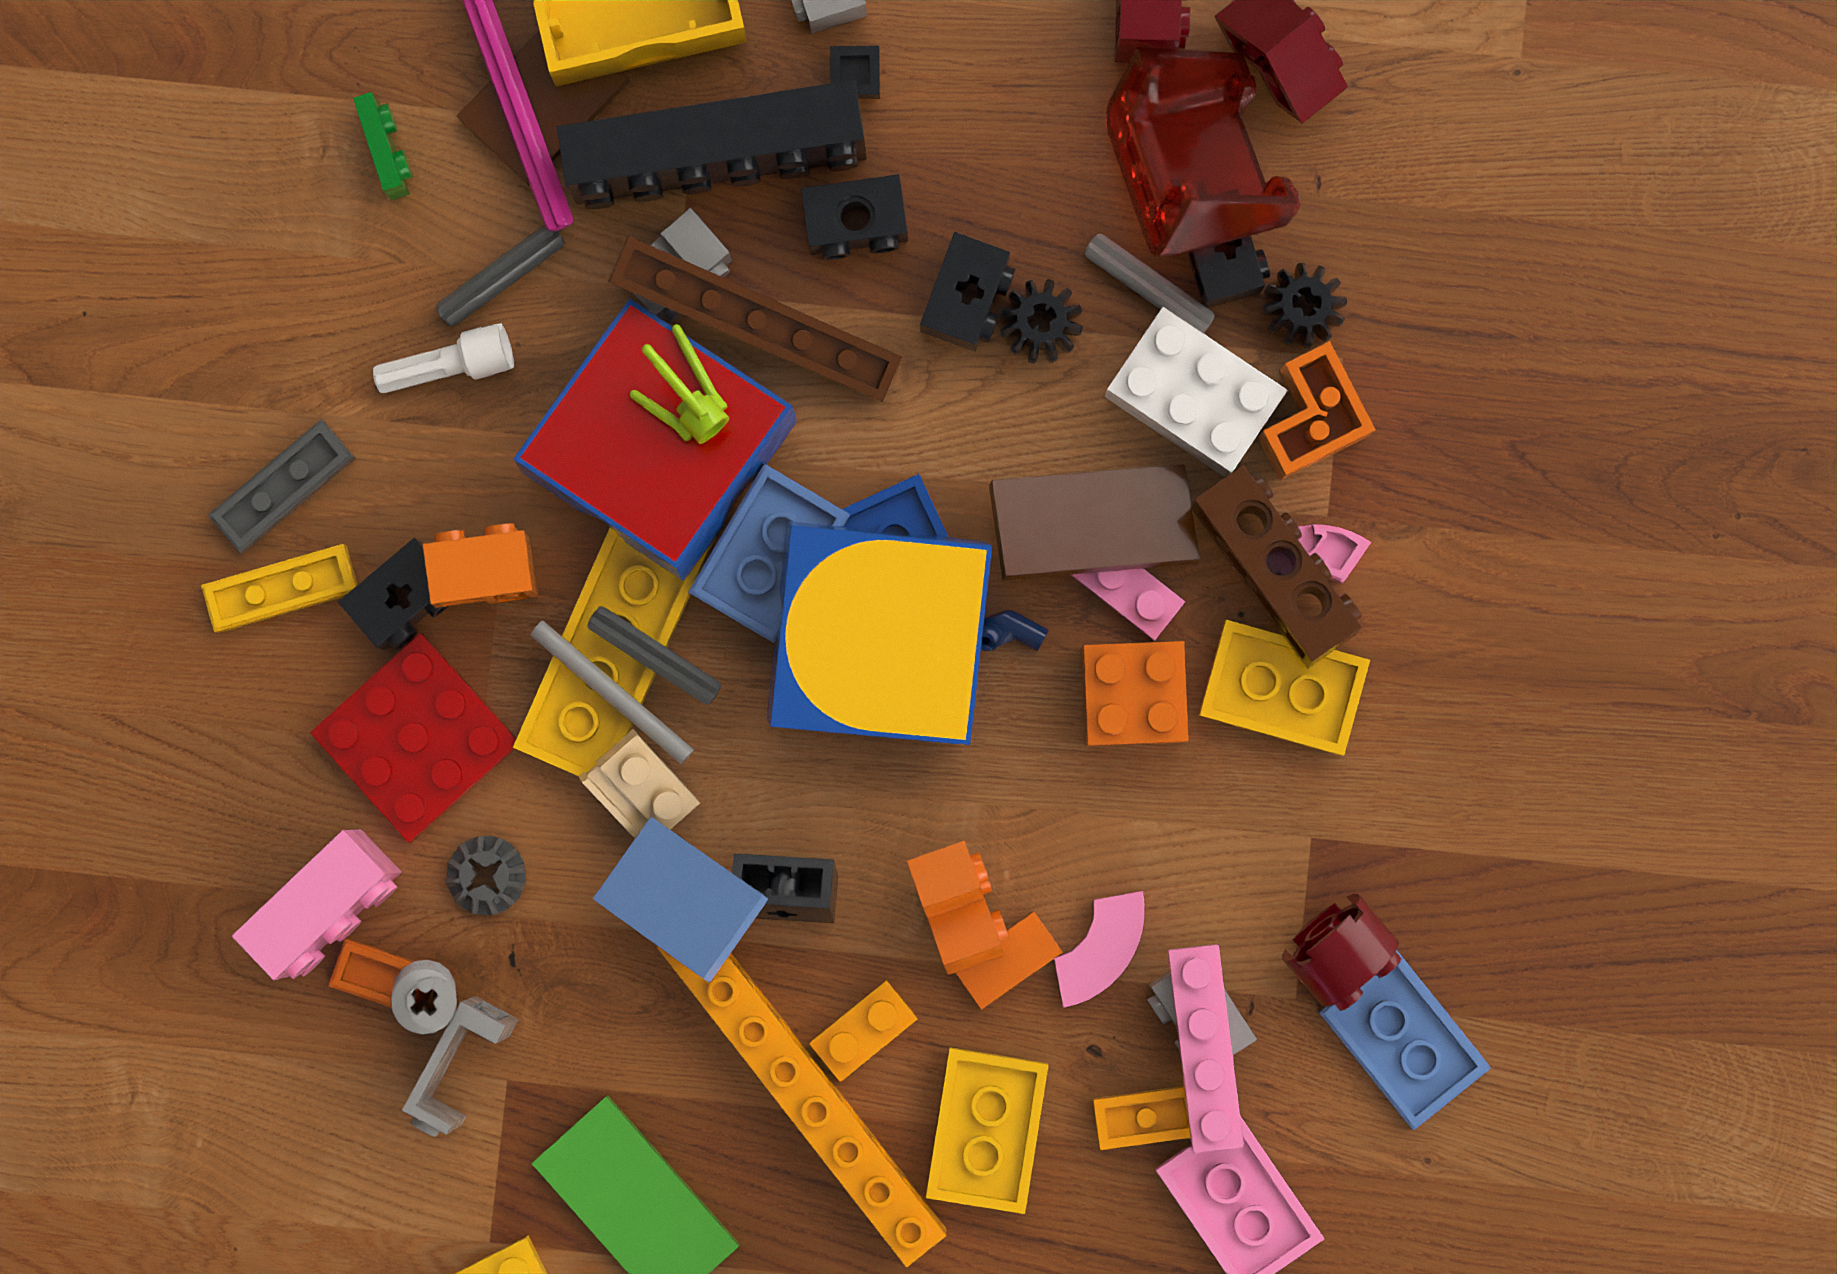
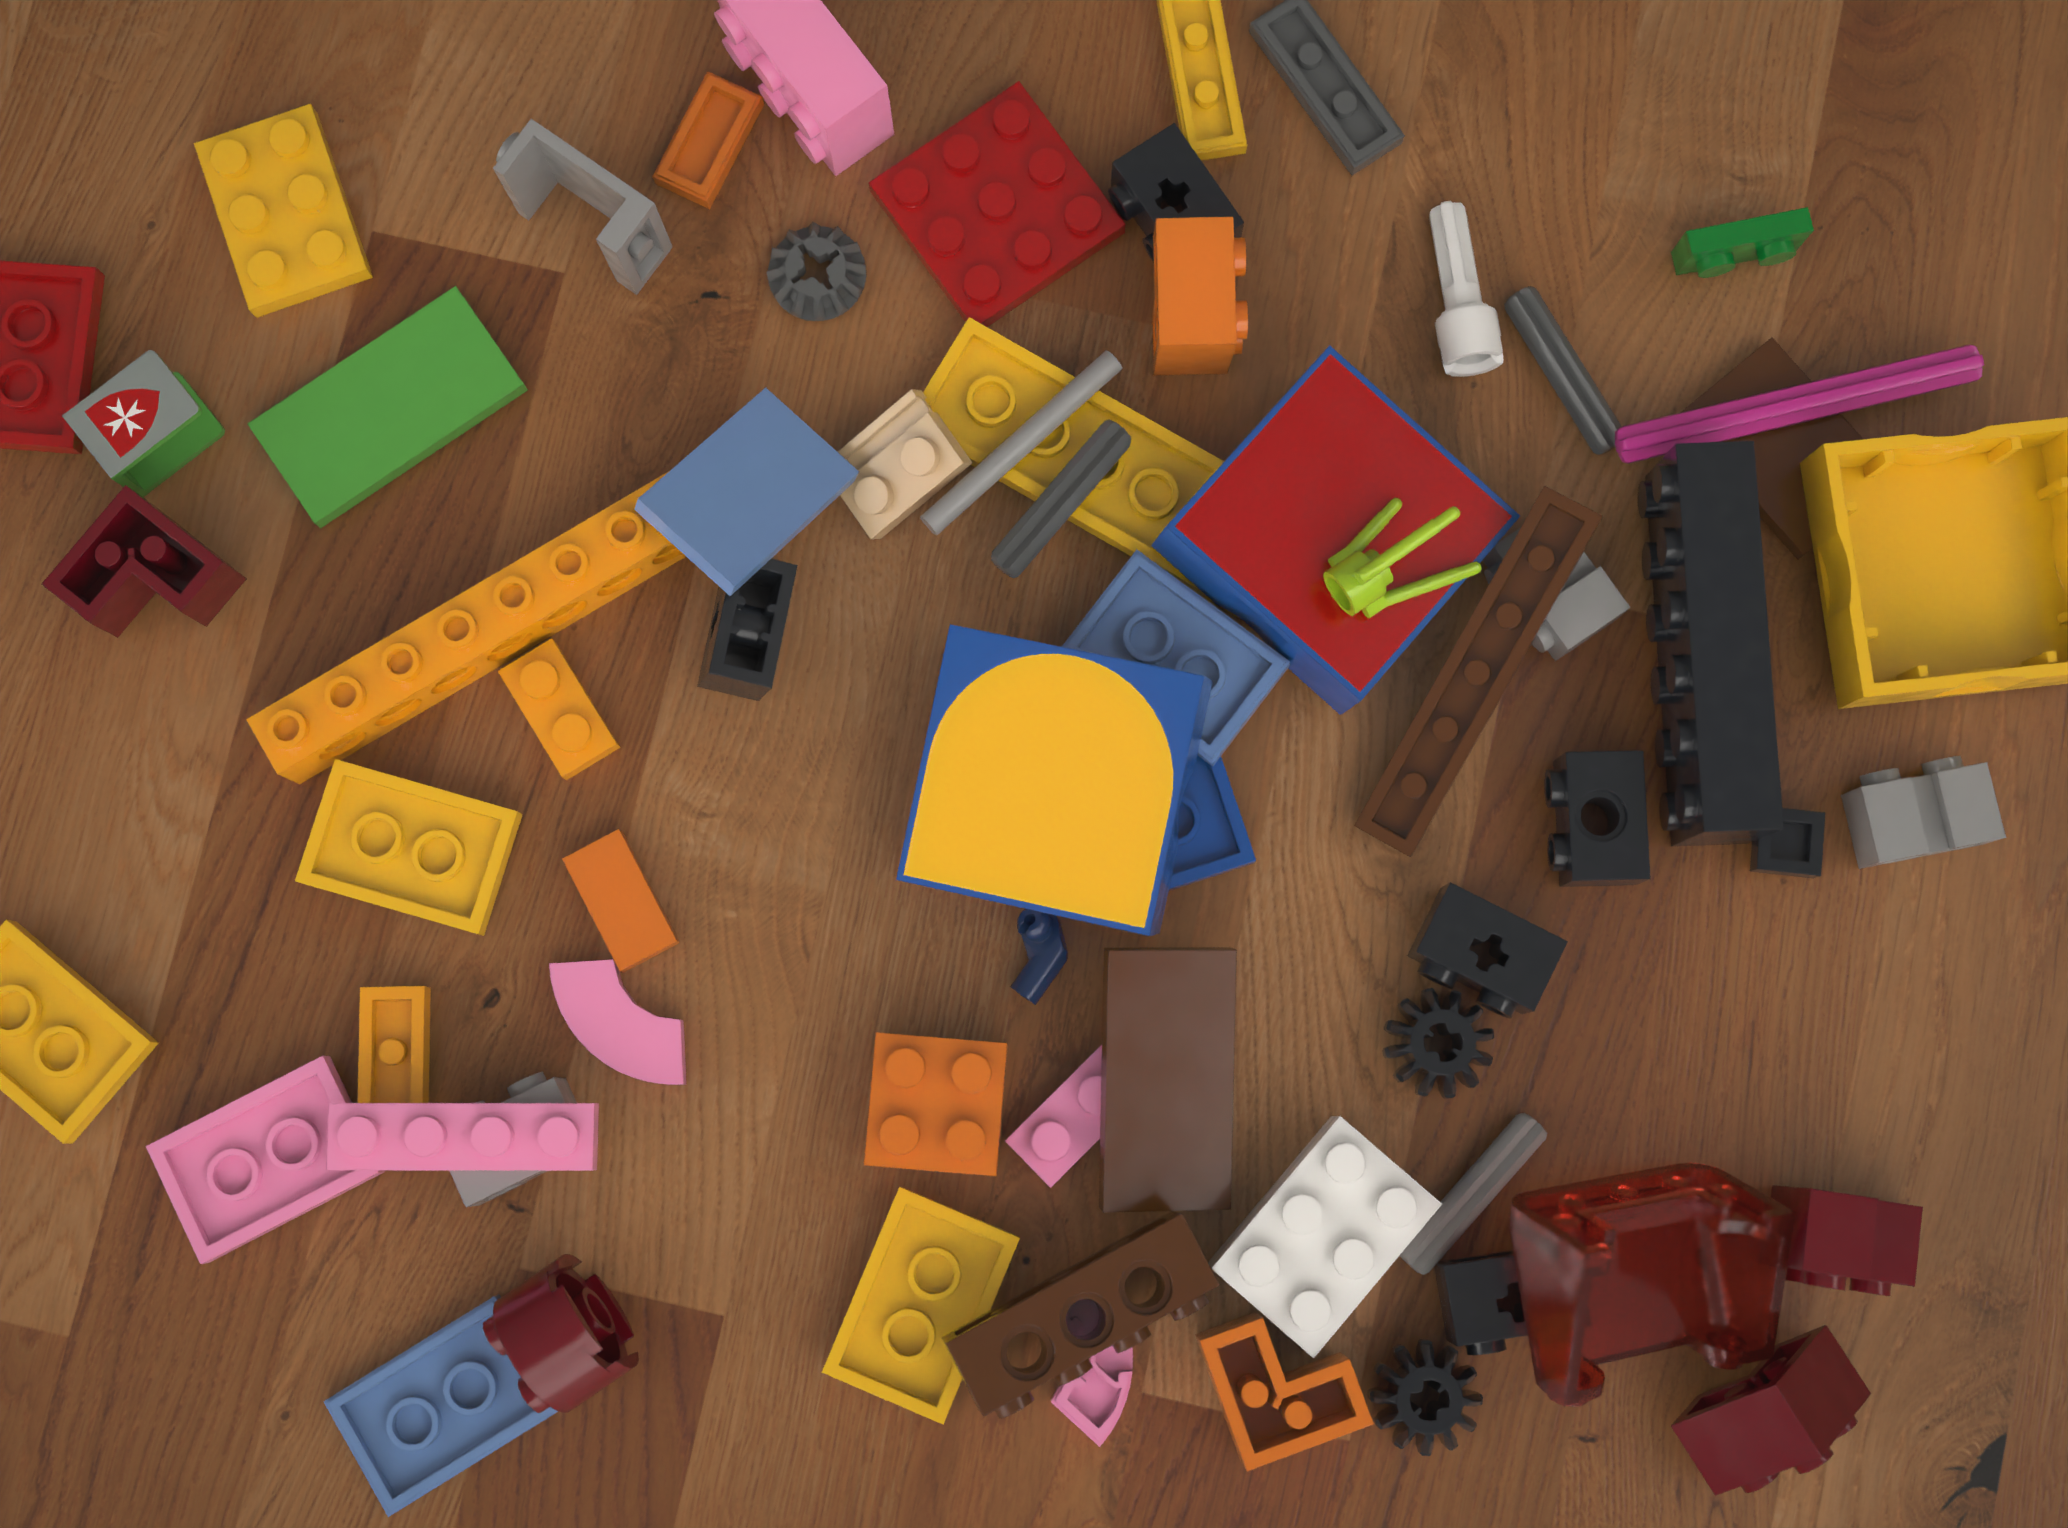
camera: 90 degrees right, 5 degrees down
(424, 1017) = (670, 167): light grey piece -> none
(953, 899) = (704, 836): orange brick -> none

